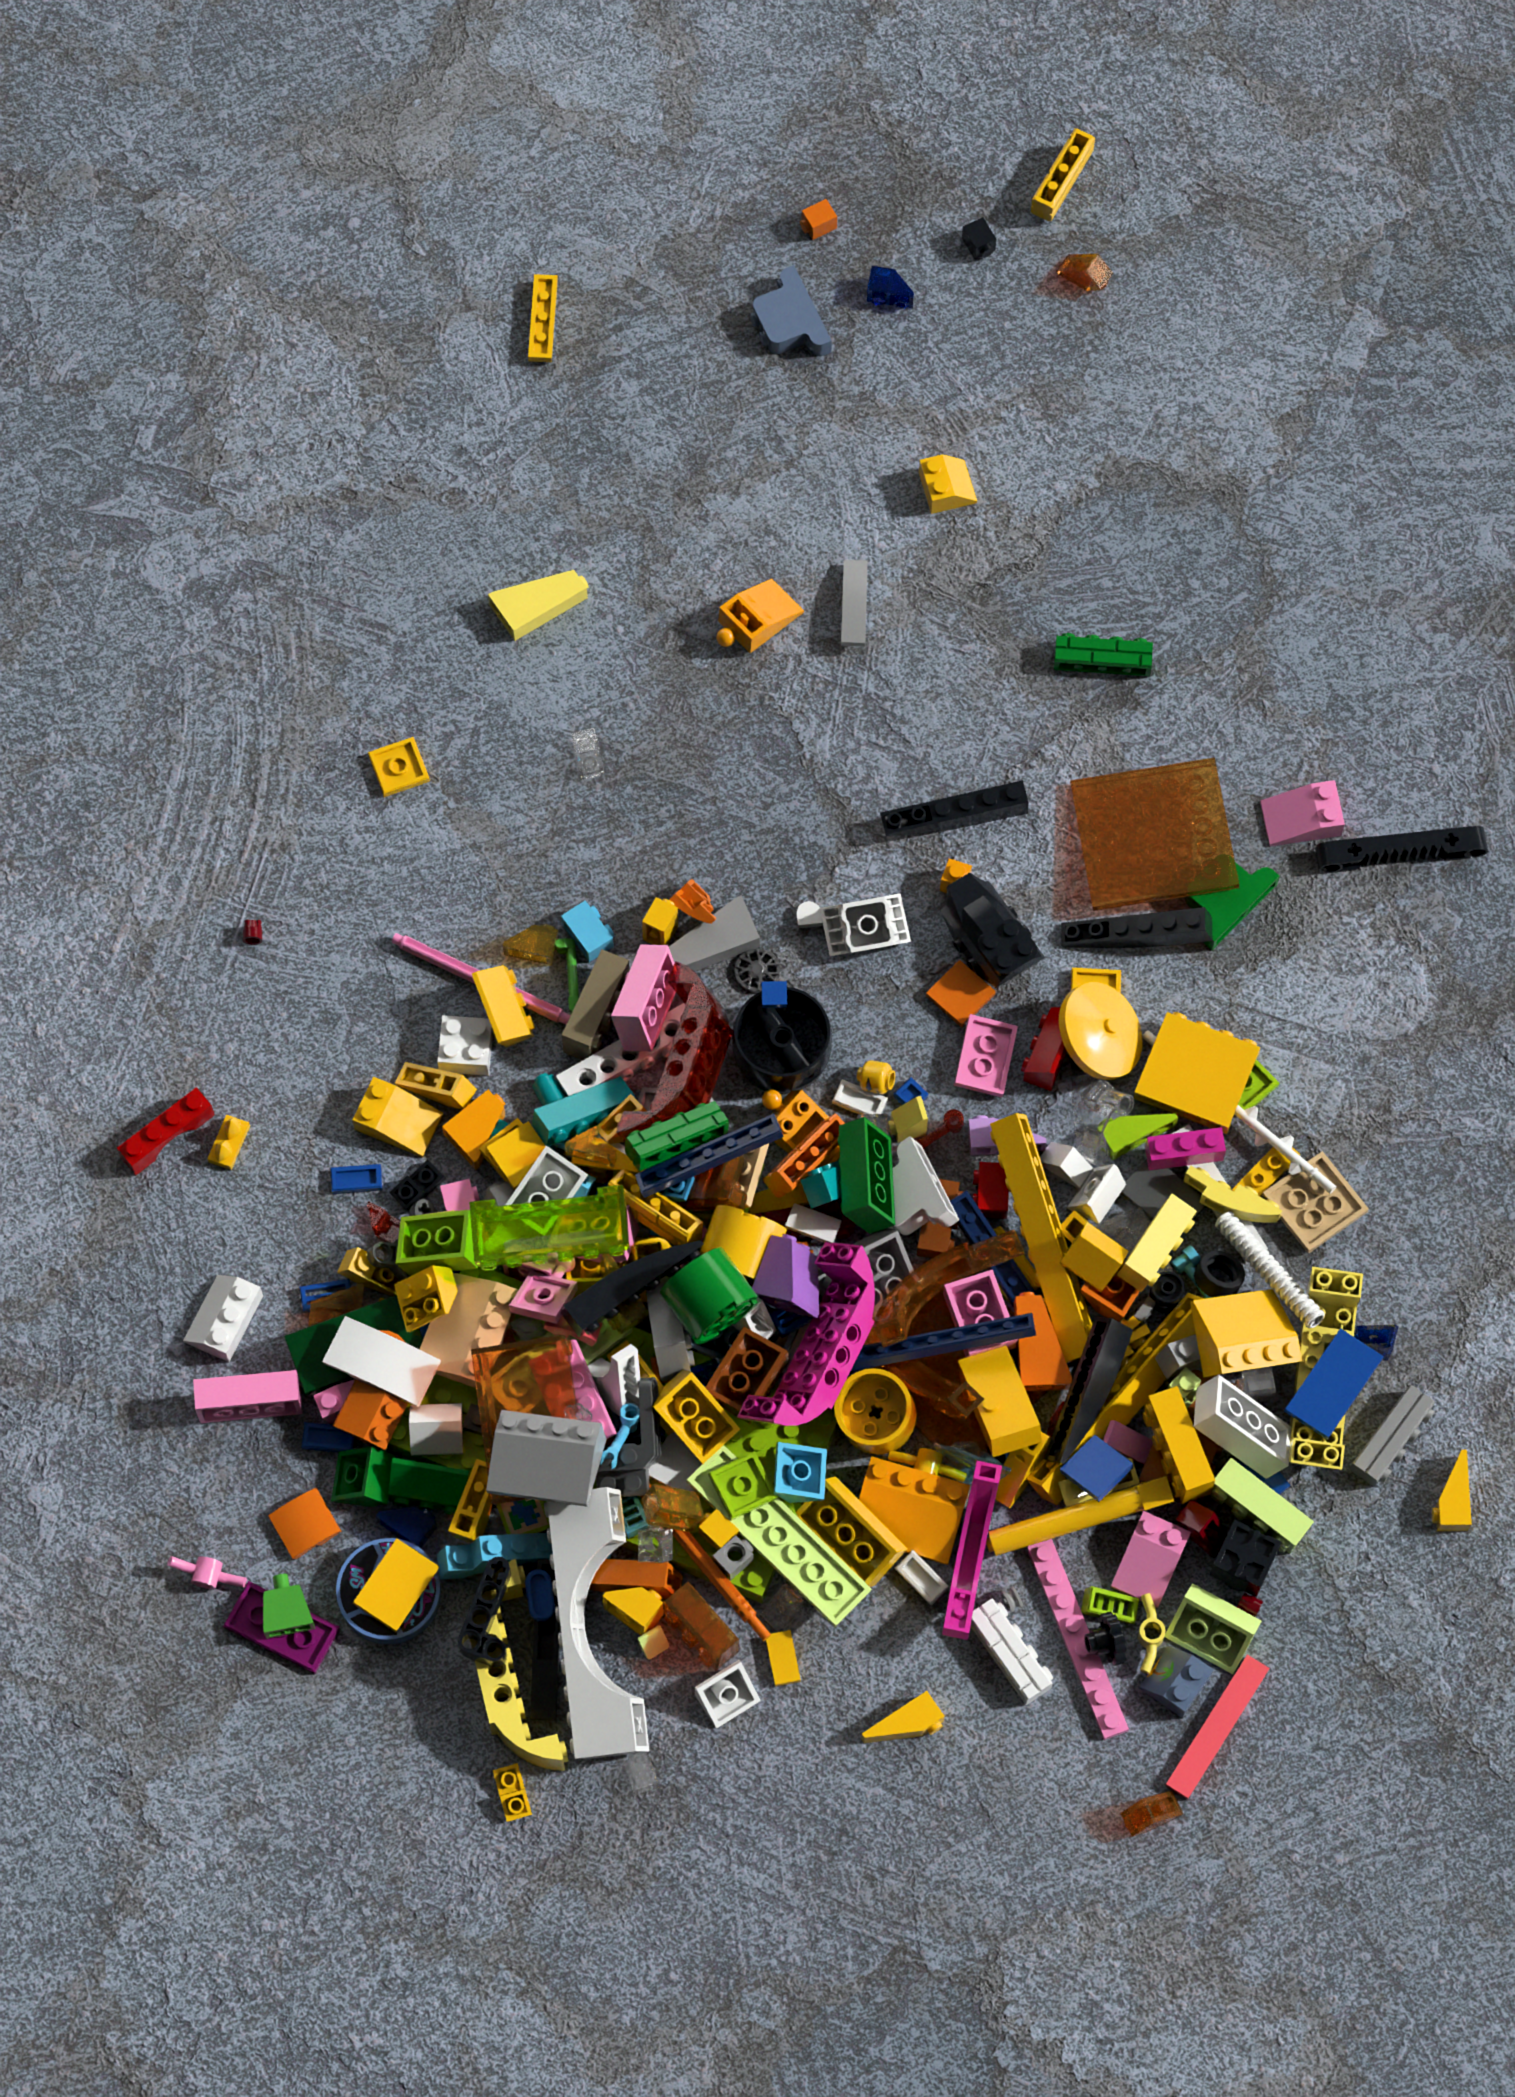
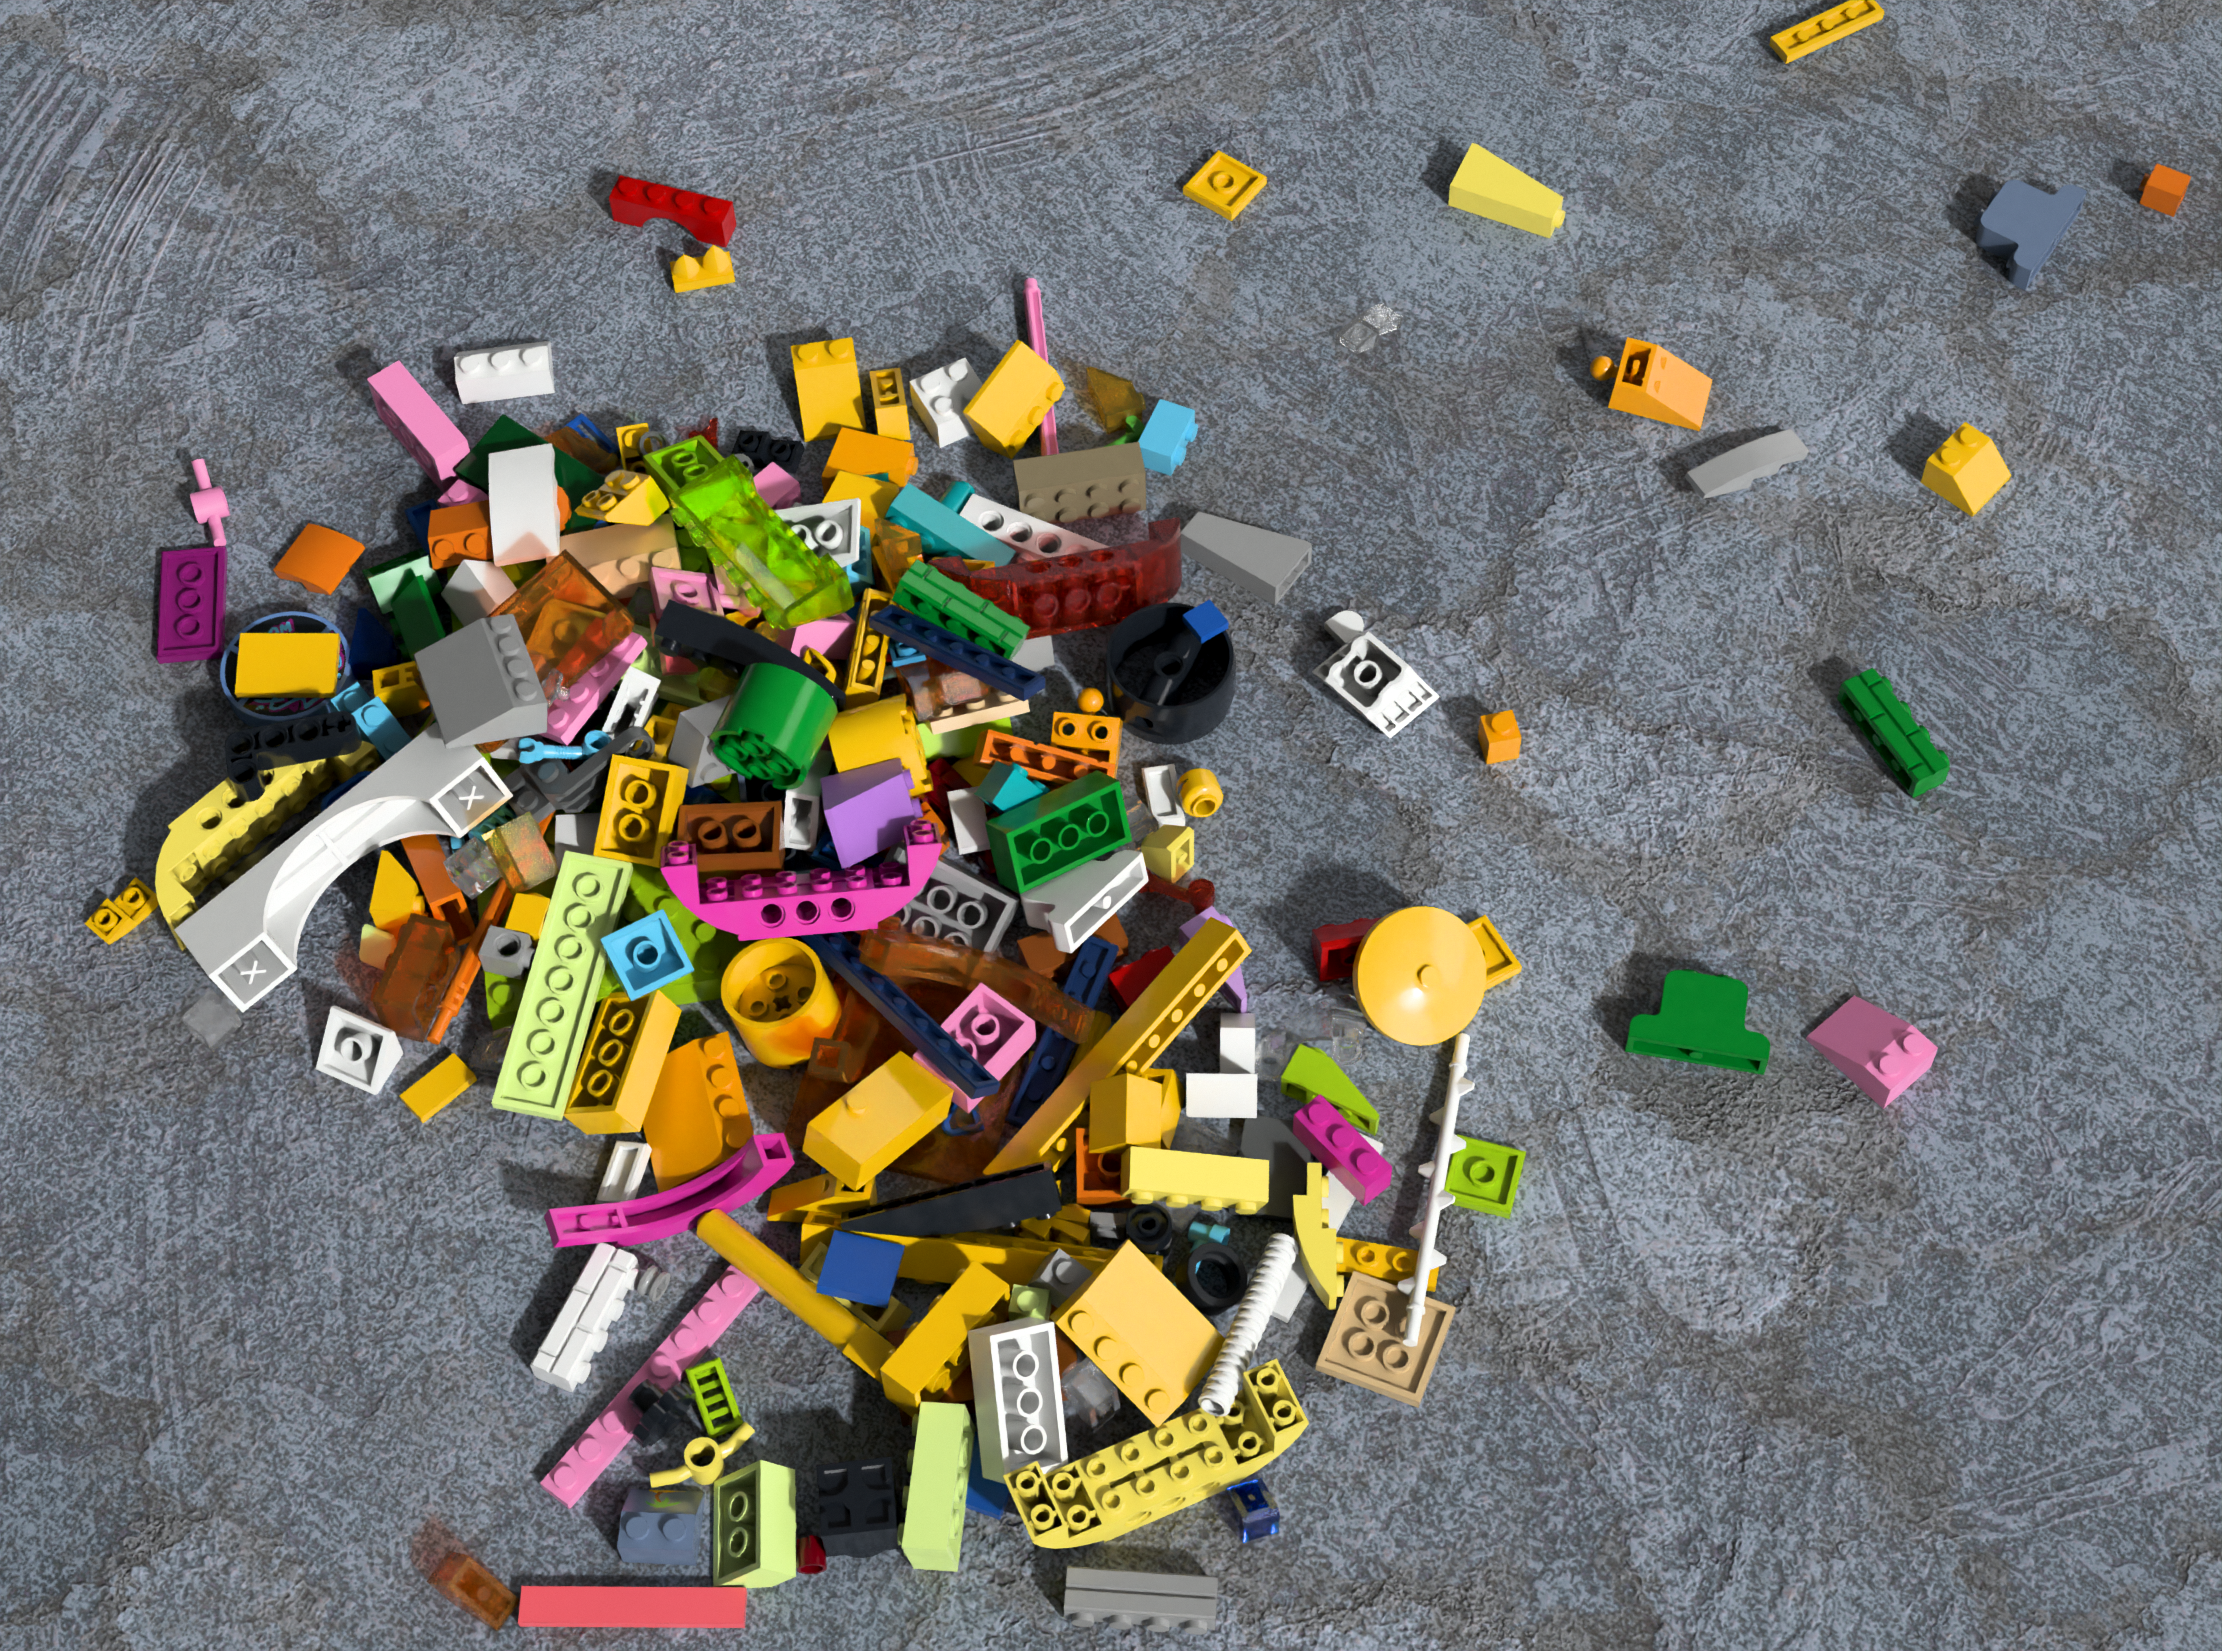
camera: 60 degrees right, 10 degrees down
(252, 932) = (945, 165): dark red hose -> none
(285, 1609) = (204, 587): bright green torso -> none
(356, 1179) = (738, 397): blue tile -> none
(644, 998) = (1110, 510): bright pink brick -> none
(660, 922) = (1222, 487): yellow brick -> none
(694, 902) = (1269, 504): orange slope -> none
(742, 1485) = (592, 907): lime tile -> none
(757, 969) = (1245, 616): flat silver wheel -> none
(888, 288) = (2143, 290): clear blue slope -> none
(909, 1091) = (1209, 842): blue tile -> none
(909, 1721) = (441, 1260): yellow slope -> none
(928, 1461) = (762, 1099): yellow piece -> none
(958, 811) = (1583, 695): black slope -> none
(960, 993) = (1367, 823): orange tile -> none
(970, 1455) = (804, 1165): clear light blue panel -> none
(985, 1055) = (1307, 886): bright pink plate -> none
(988, 931) = (1461, 798): black slope -> none
(1040, 1356) = (978, 1130): orange slope -> none
(1128, 1442) = (923, 1284): bright pink tile -> none
(1139, 930) = (1584, 955): black slope -> none
(1150, 1558) = (800, 1408): bright pink slope -> none
(1154, 834) = (1714, 902): clear orange tile -> none
(1196, 1071) = (1452, 1109): yellow panel -> none
(1204, 1527) = (872, 1429): dark red slope -> none
(1333, 1384) = (1149, 1478): blue tile -> none
(1461, 841) = (1981, 1242): black gear -> none

